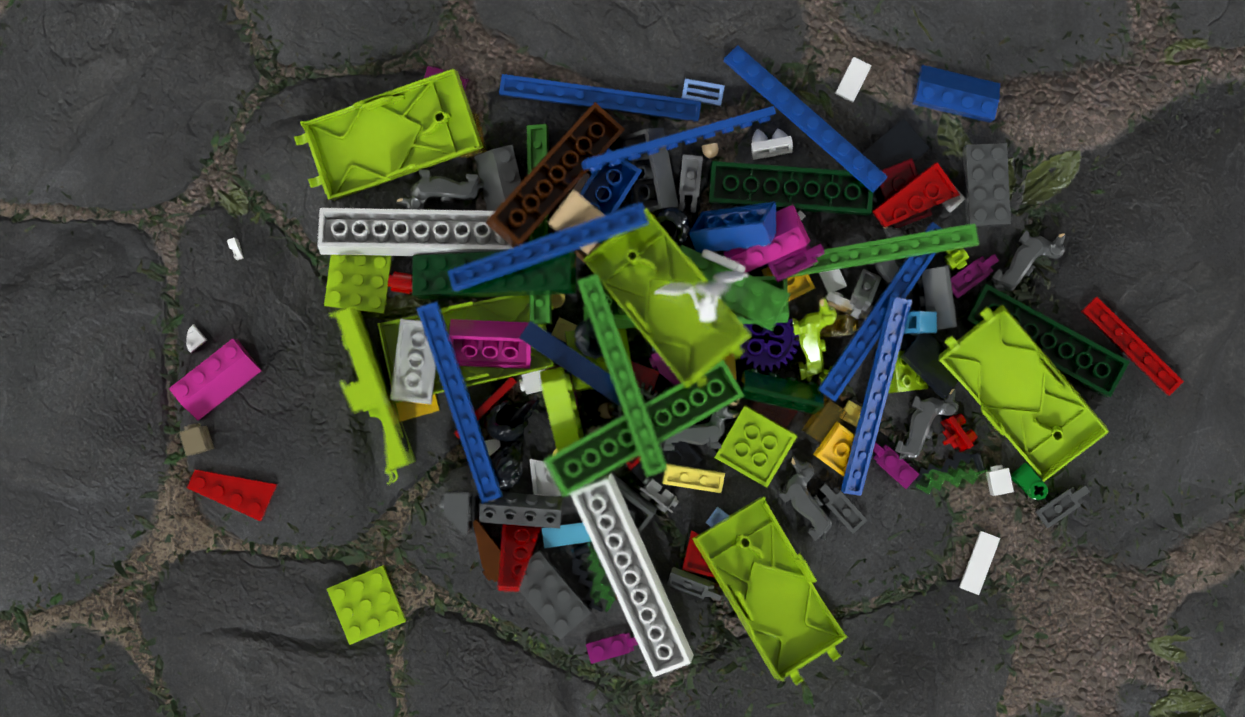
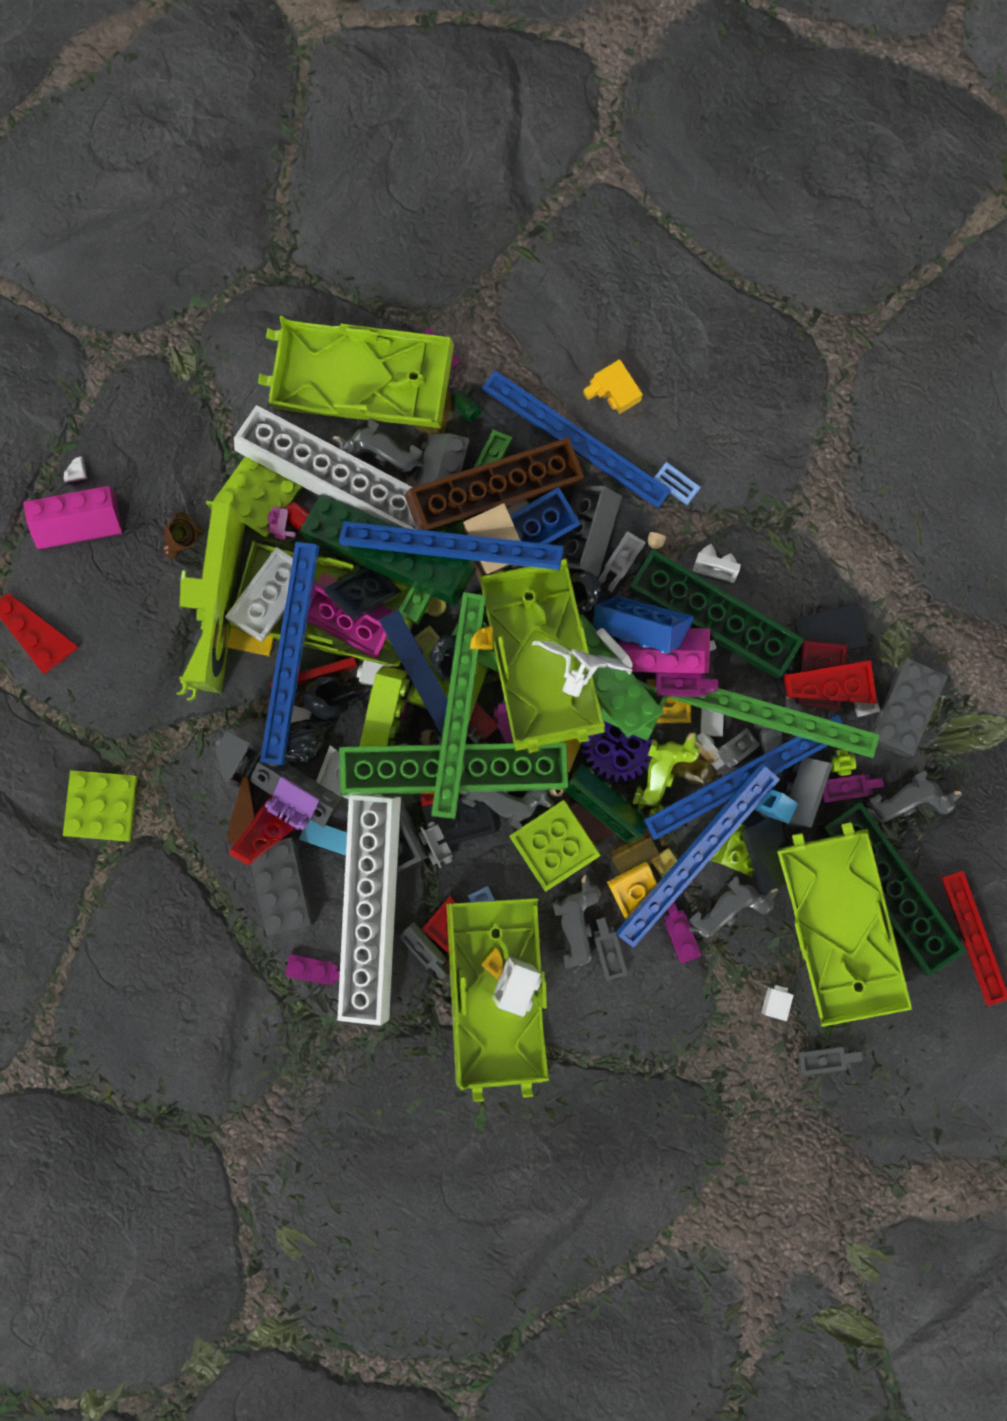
camera: 25 degrees right, 5 degrees down
(196, 439) = (23, 563): dark tan brick -> none
(235, 246) = (160, 402): white tile -> none
(312, 347) = (180, 534): none -> reddish brown hair
(388, 296) = (277, 522): none -> magenta bracket
(492, 320) = (362, 592): none -> black tile
(494, 116) = (467, 407): none -> dark green cone
(526, 521) = (292, 802): none -> medium lavender hinge
(595, 584) = (329, 900): piece -> none
(611, 34) = (617, 385): none -> yellow hinge
(614, 311) = (483, 639): none -> yellow tile
(671, 142) = (623, 509): blue plate -> none
(693, 478) = (478, 845): light yellow tile -> none
(755, 567) = (493, 963): none -> yellow tile
(783, 576) = (516, 986): none -> white brick
(805, 119) = (763, 556): blue plate -> none
(853, 79) = (827, 543): white tile -> none
(955, 434) = (757, 935): red hips -> none
(957, 94) = (921, 607): blue slope -> none
(971, 477) = (751, 985): piece -> none
(979, 562) = (717, 1075): white tile -> none
(1027, 479) = (806, 1017): green piece -> none

